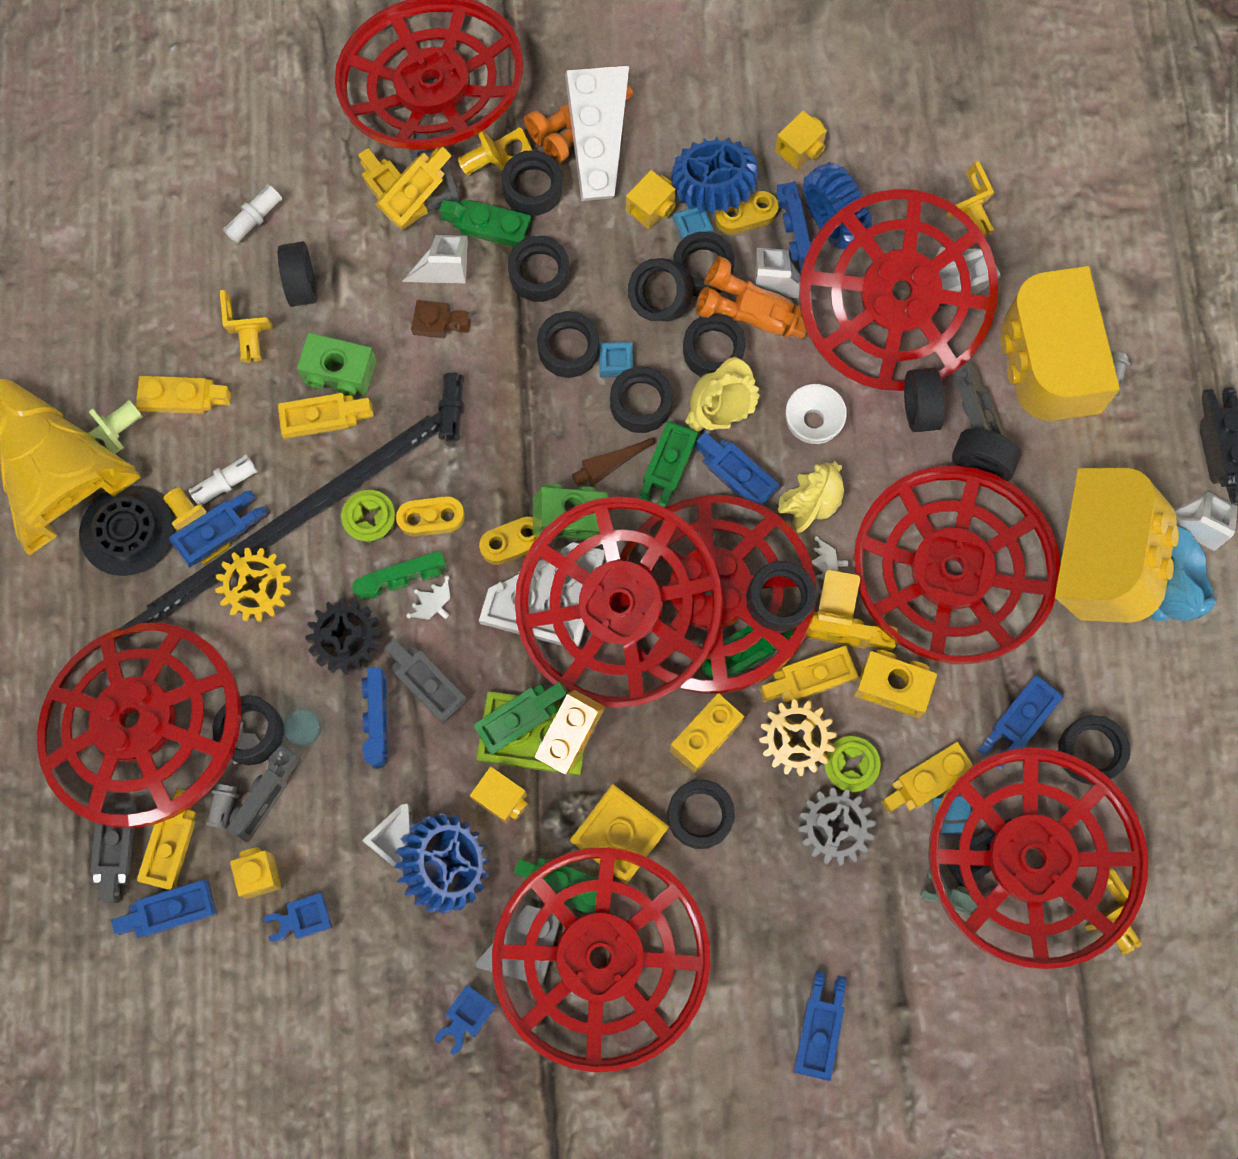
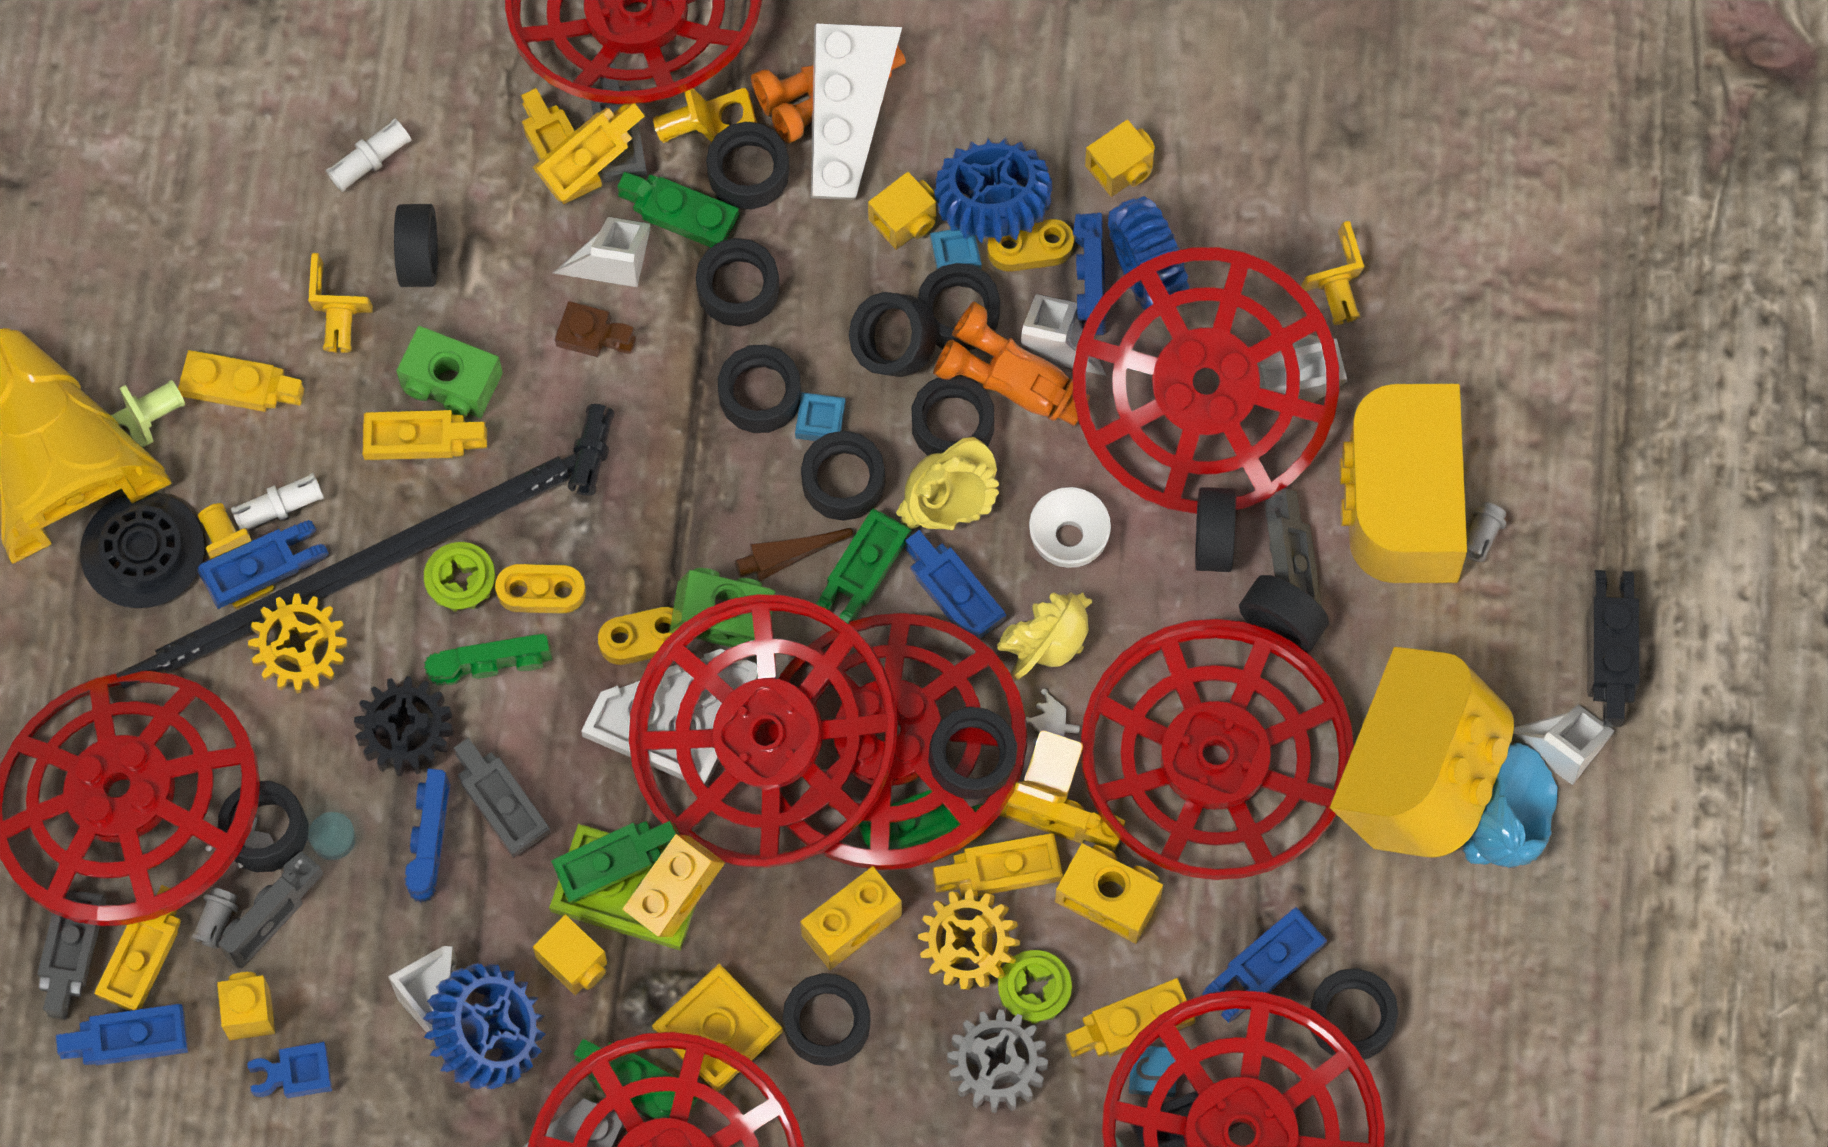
camera: 10 degrees right, 5 degrees down
(432, 602) = (524, 700): white piece -> none

